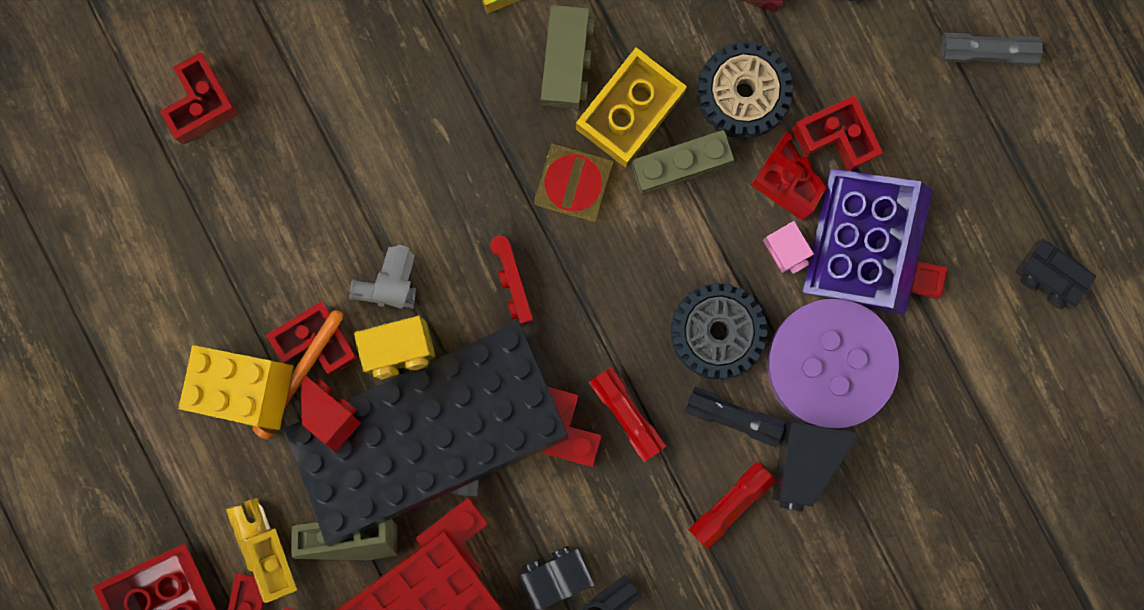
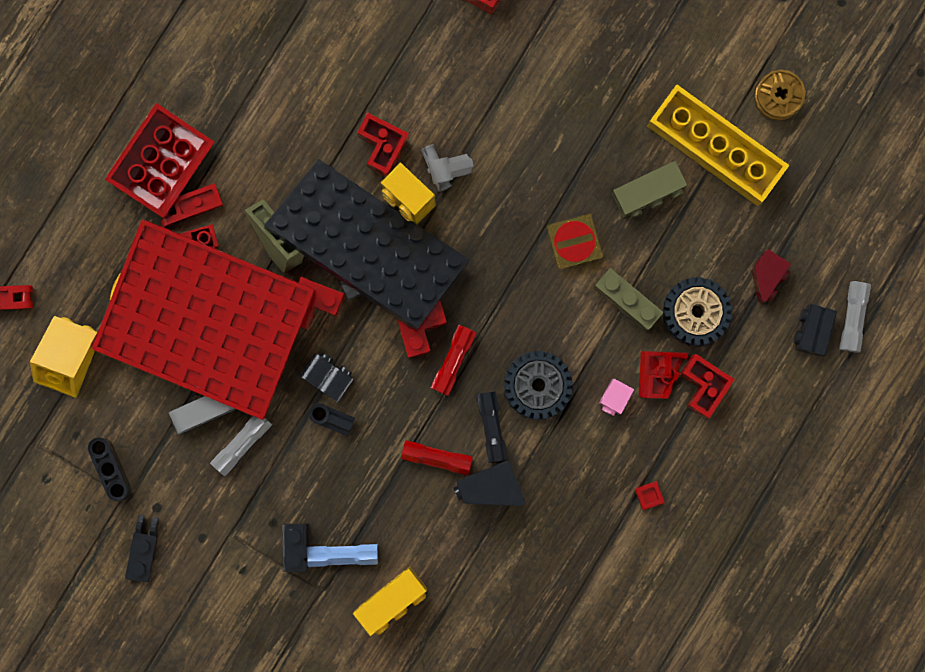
camera: 60 degrees right, 0 degrees up
(236, 387) = (325, 114): yellow brick -> none
(261, 550) = (237, 190): yellow plate -> none
(306, 363) = (313, 147): orange bar -> none
(325, 417) = (340, 178): red slope -> none
(510, 279) = (492, 239): red plate -> none
(630, 107) = (642, 248): yellow brick -> none
(832, 363) = (561, 467): medium lavender brick -> none
(868, 240) = (651, 444): dark purple slope -> none
(1015, 50) = (826, 463): dark grey axle -> none
(1055, 275) = (701, 572): black brick -> none

